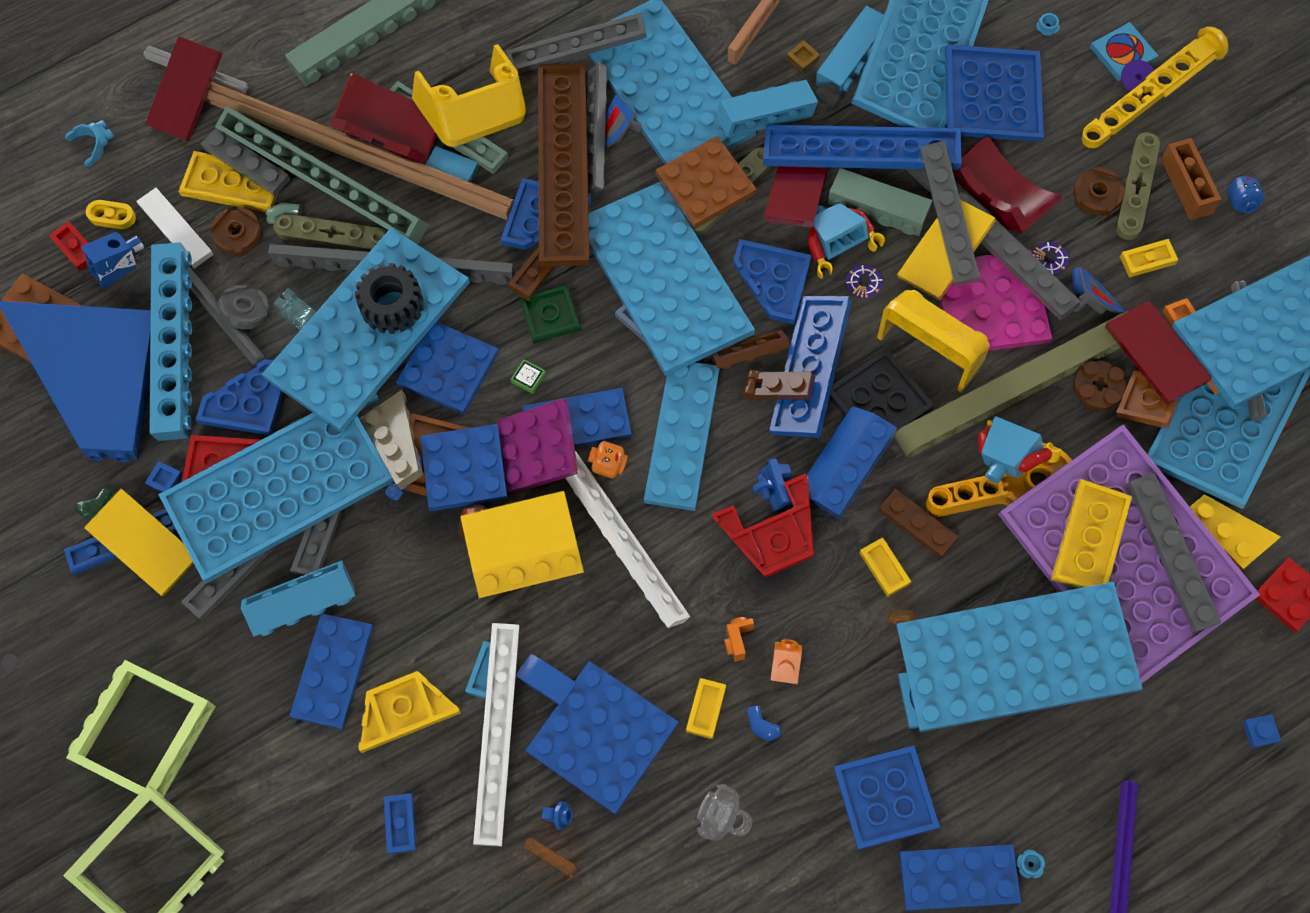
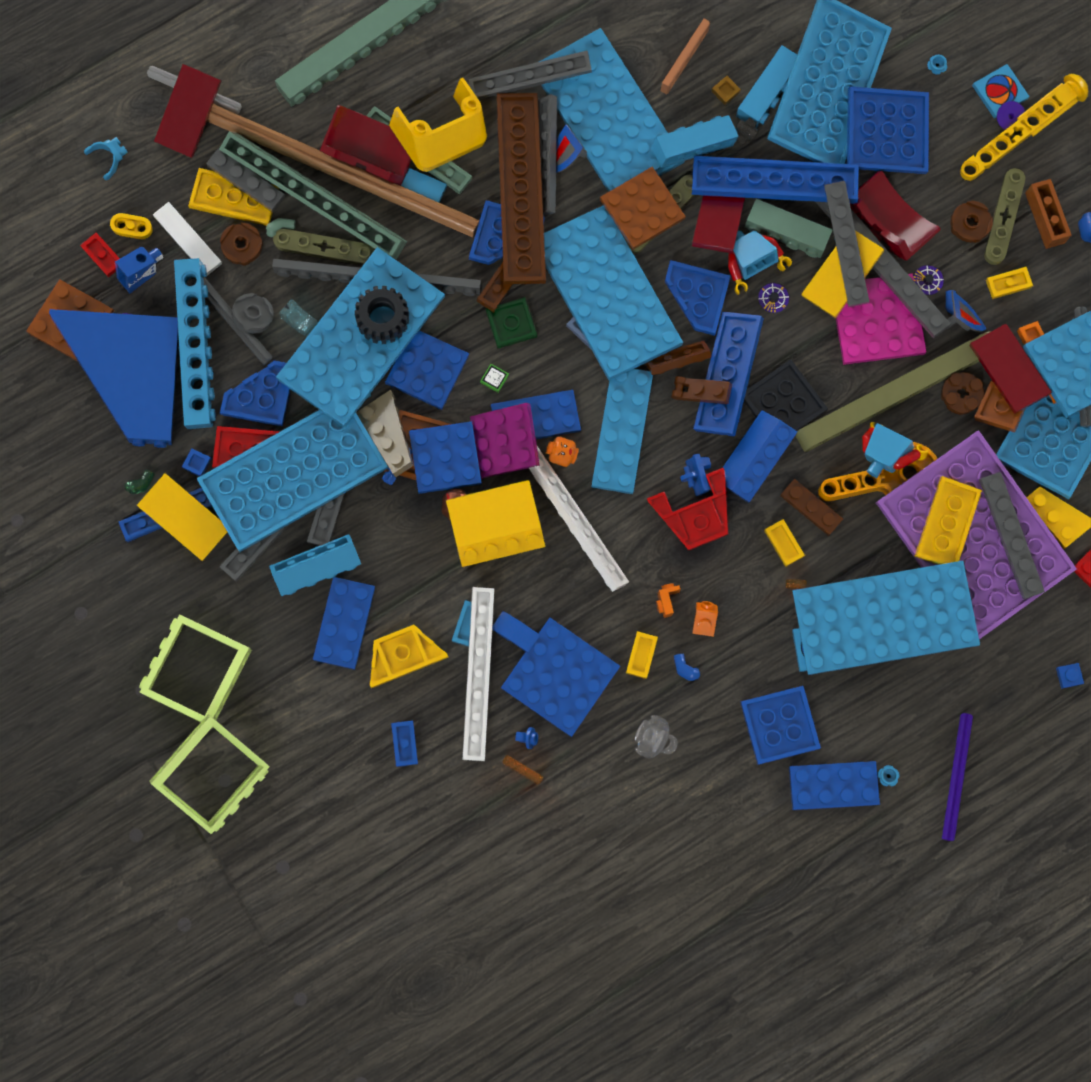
camera: 10 degrees left, 10 degrees up
(938, 331) = (832, 348): yellow windscreen -> none

